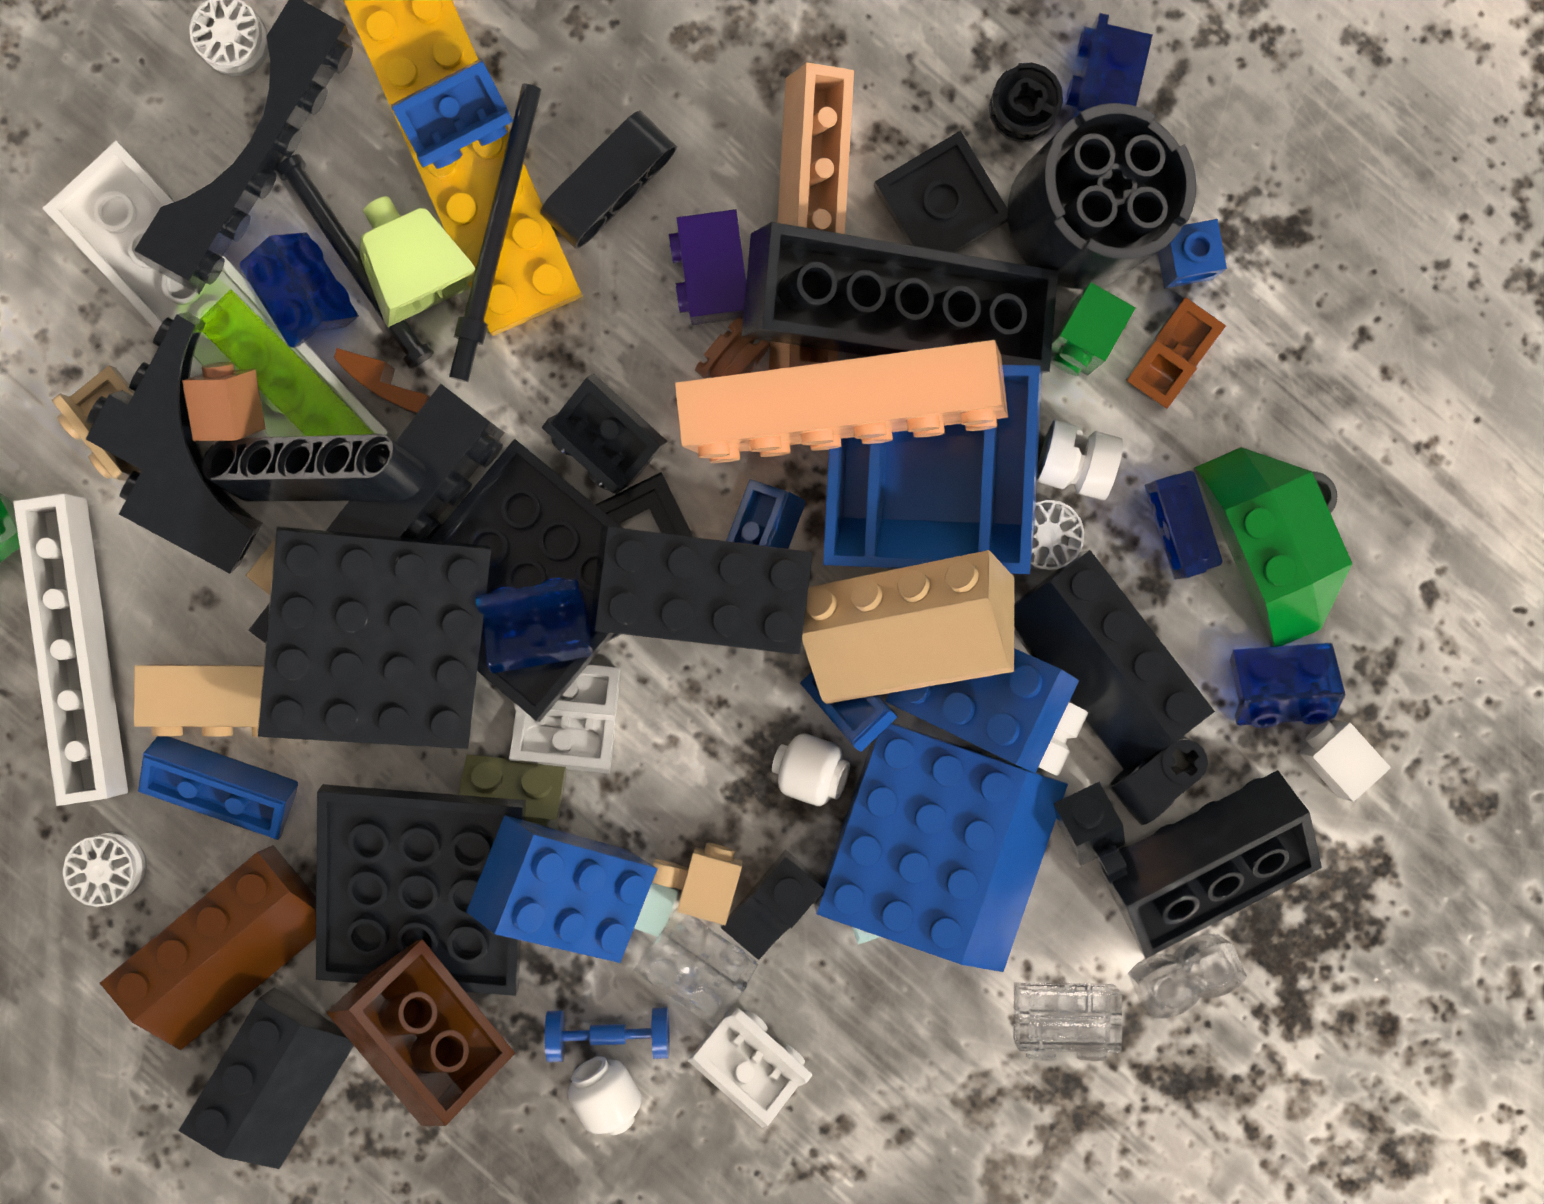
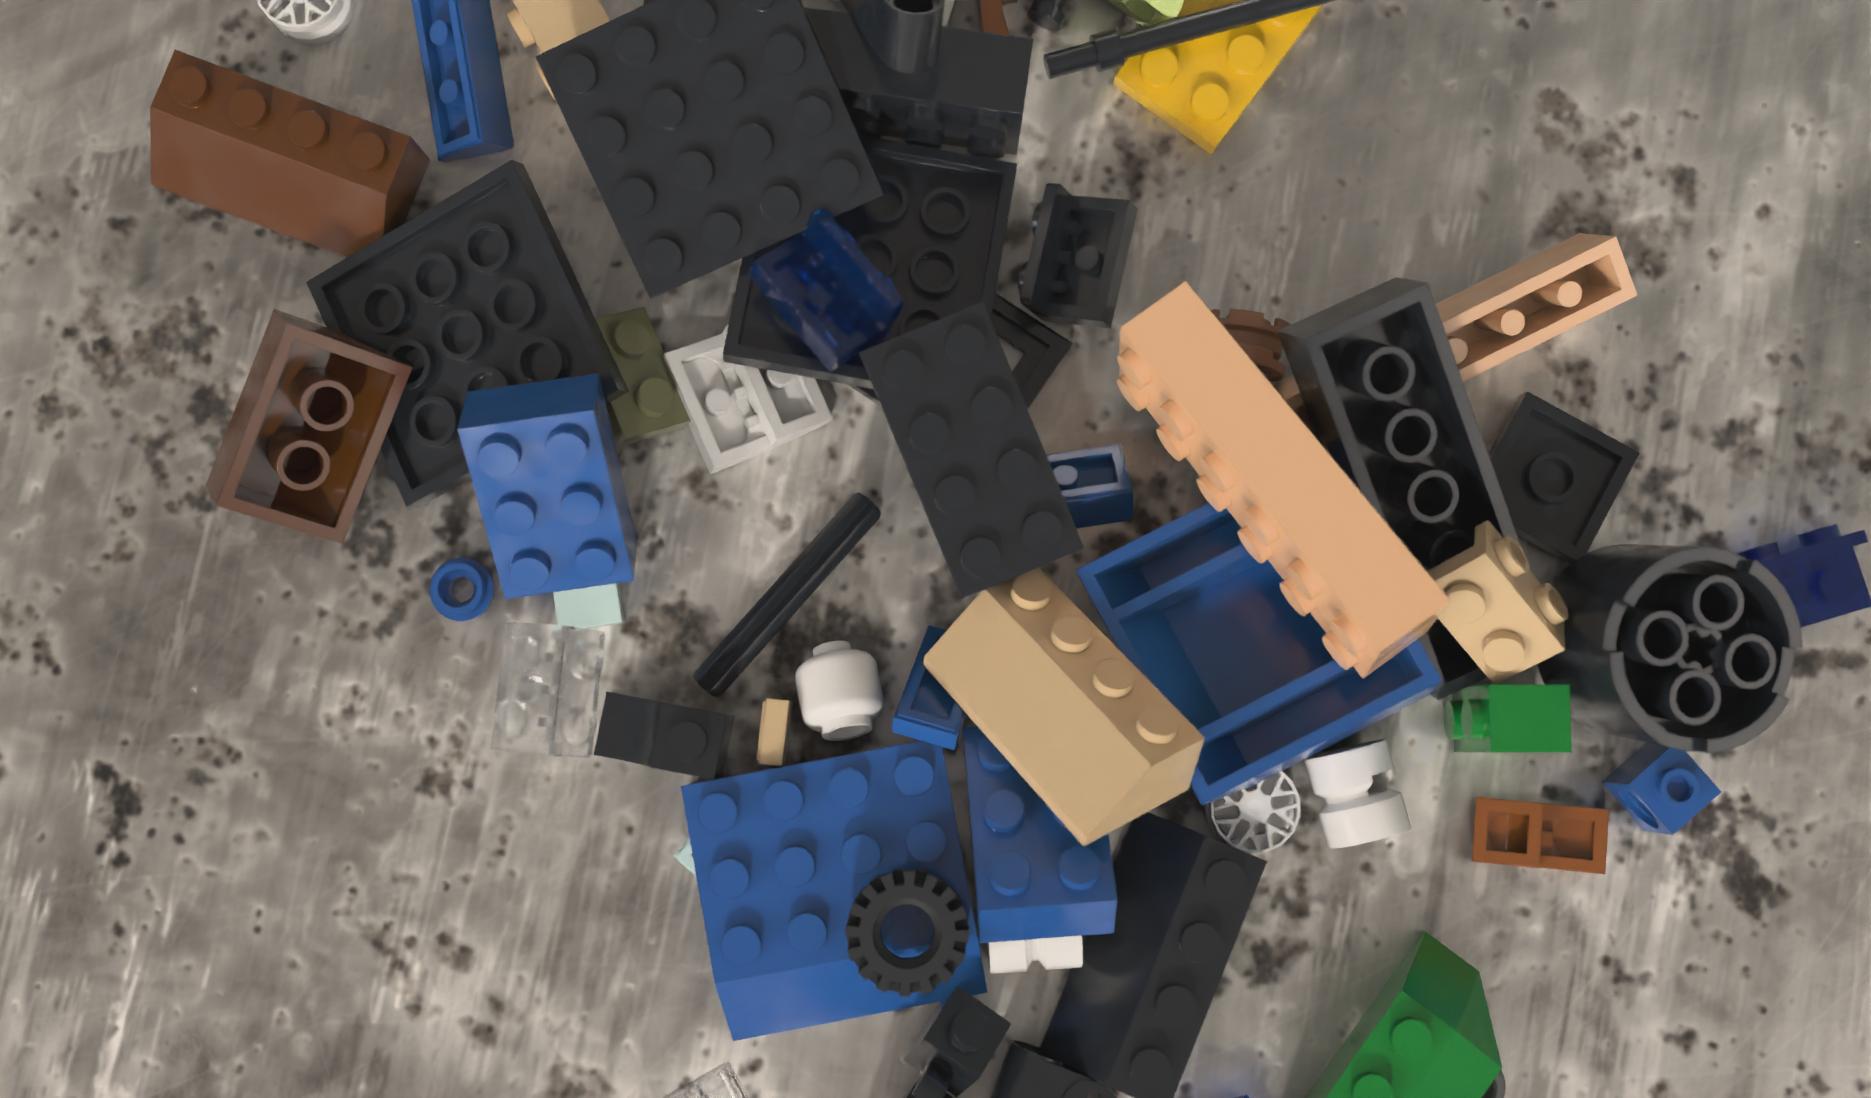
camera: 60 degrees right, 5 degrees down
(268, 1082) = (163, 292): black slope -> none
(593, 1003) = (443, 586): none -> blue plate
(604, 1096) = (346, 668): white head -> none
(606, 1034) = (386, 578): blue wheel -> none
(608, 179) = (1355, 106): black beam -> none
(706, 884) = (647, 646): tan brick -> none
(711, 266) = (1337, 261): dark purple brick -> none
(724, 767) = (787, 595): none -> black axle
(750, 1065) = (469, 812): white bracket -> none
(814, 829) = (775, 732): none -> tan tile
(1010, 298) = (1500, 606): none -> tan bracket
(1026, 101) = (1714, 506): black wheel -> none
(1029, 832) = (901, 973): none -> black tyre
(1183, 525) = (1355, 954): clear blue bracket -> none

